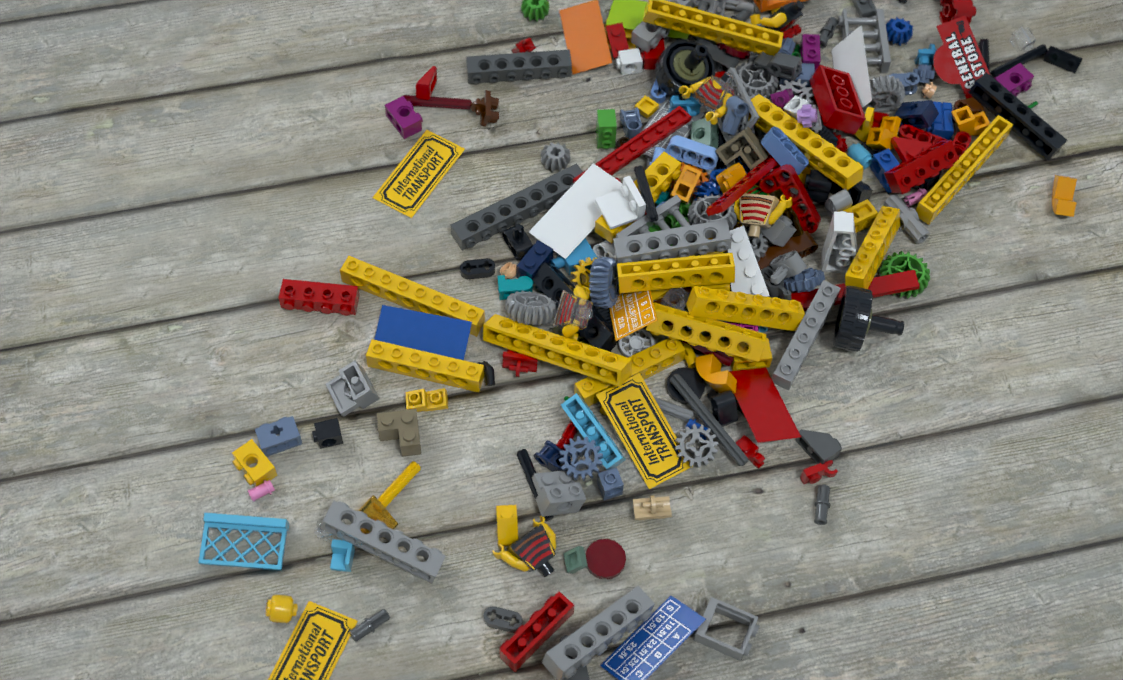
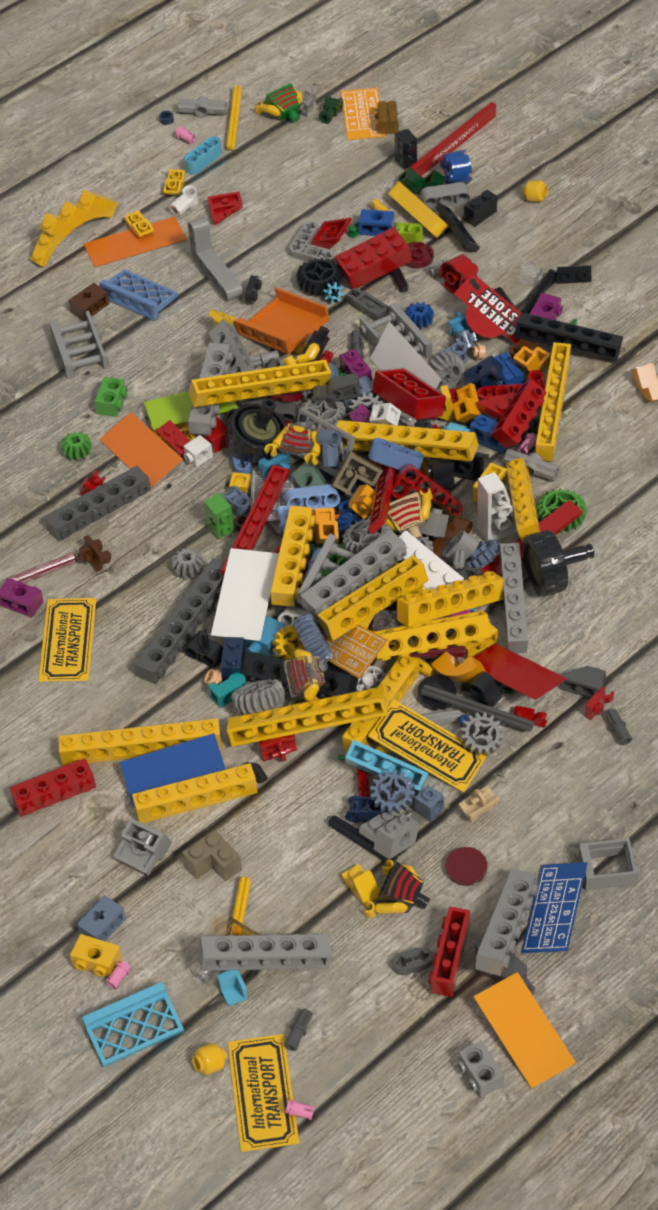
camera: 25 degrees left, 10 degrees down
(327, 433) = (146, 895): black brick -> none
(426, 84) = (23, 558): red slope -> none
(428, 400) = (219, 821): yellow slope -> none
(477, 268) = (182, 691): black beam -> none
(575, 559) = (442, 879): sand green plate -> none
(622, 205) = (288, 564): white bracket -> none
(646, 193) = (301, 545): black axle -> none
(807, 115) = (397, 415): lavender gear -> none
(838, 202) = (468, 477): light grey beam -> none

